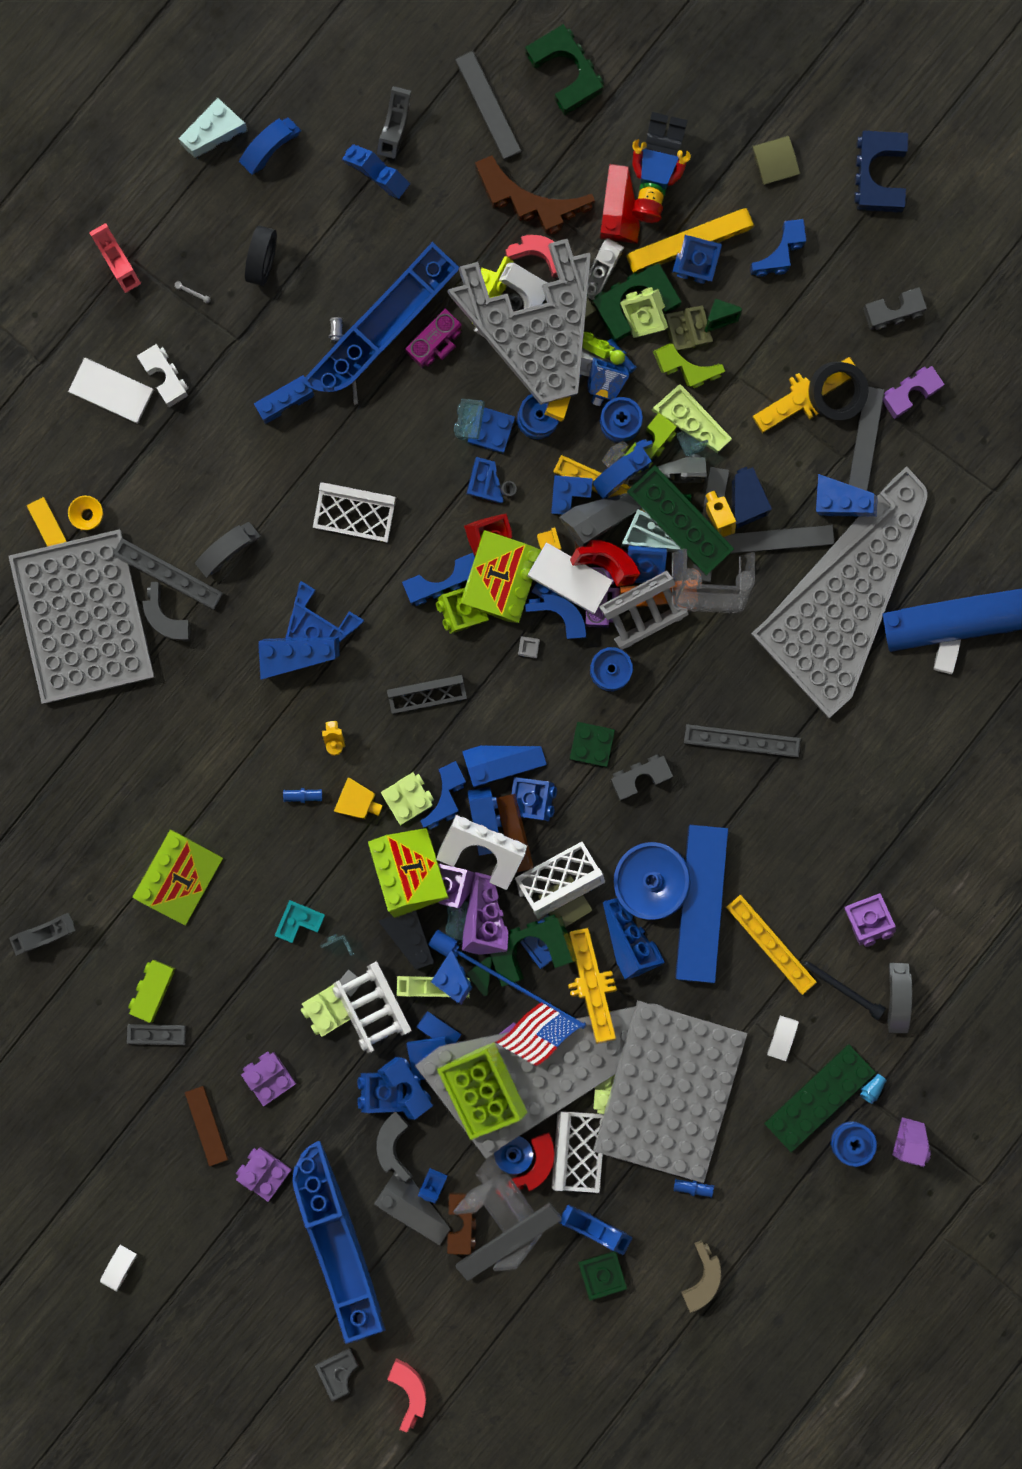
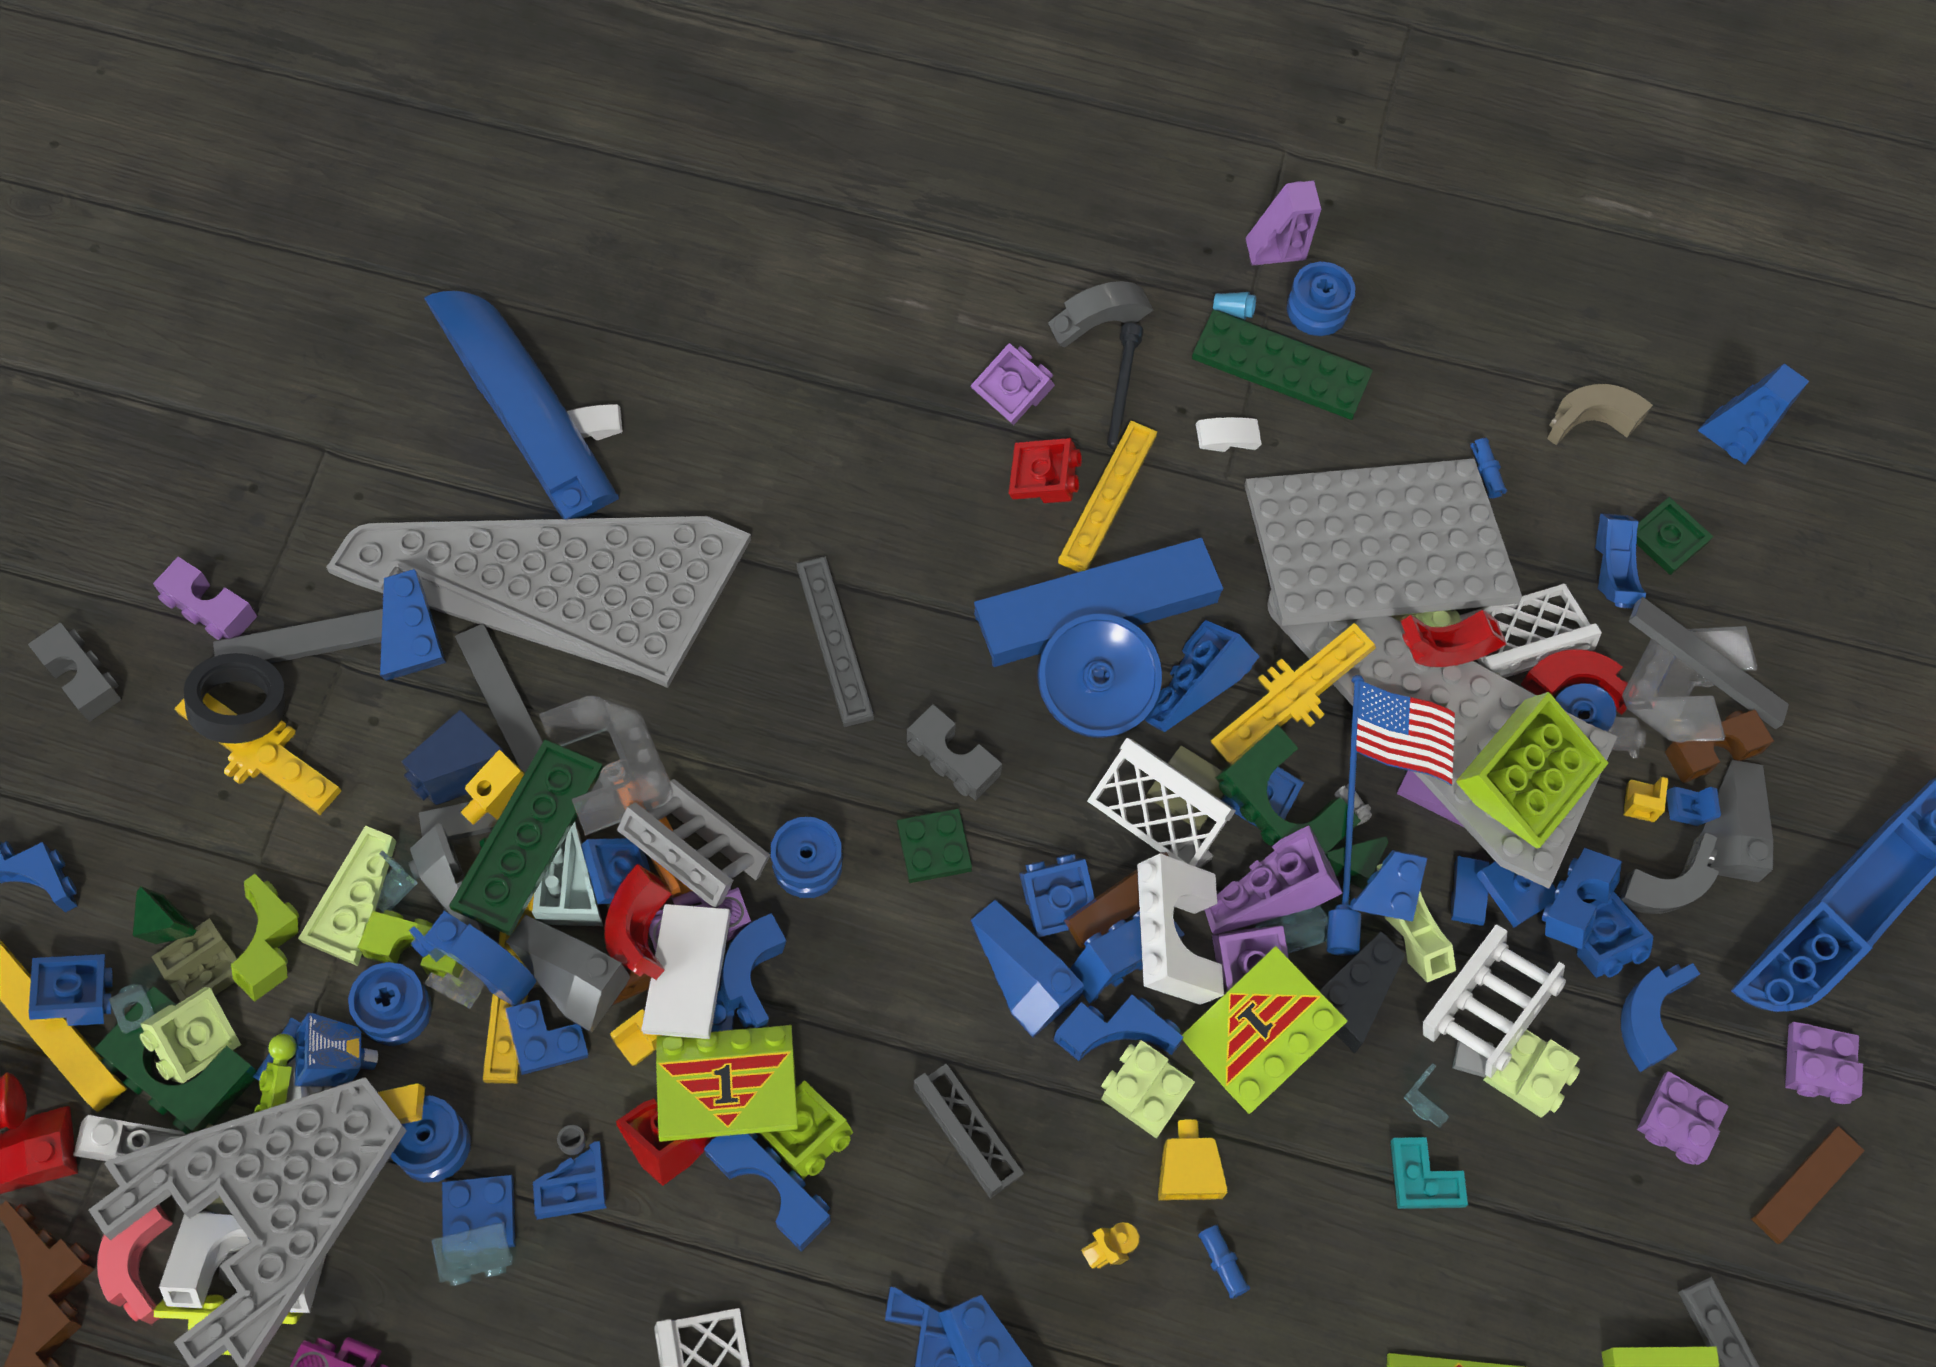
camera: 120 degrees left, 20 degrees down
(333, 1088) = (1640, 1017): none -> blue arch
(449, 1162) = (1645, 800): none -> yellow panel
(510, 991) = (1360, 808): none -> light grey pin
(528, 647) = (822, 1002): light grey tile -> none
(581, 1091) = (1453, 643): none -> red arch
(654, 1364) = (1753, 415): none -> blue wedge
(680, 290) = (127, 997): none -> clear light blue bracket
(801, 912) = (1045, 470): none -> red plate

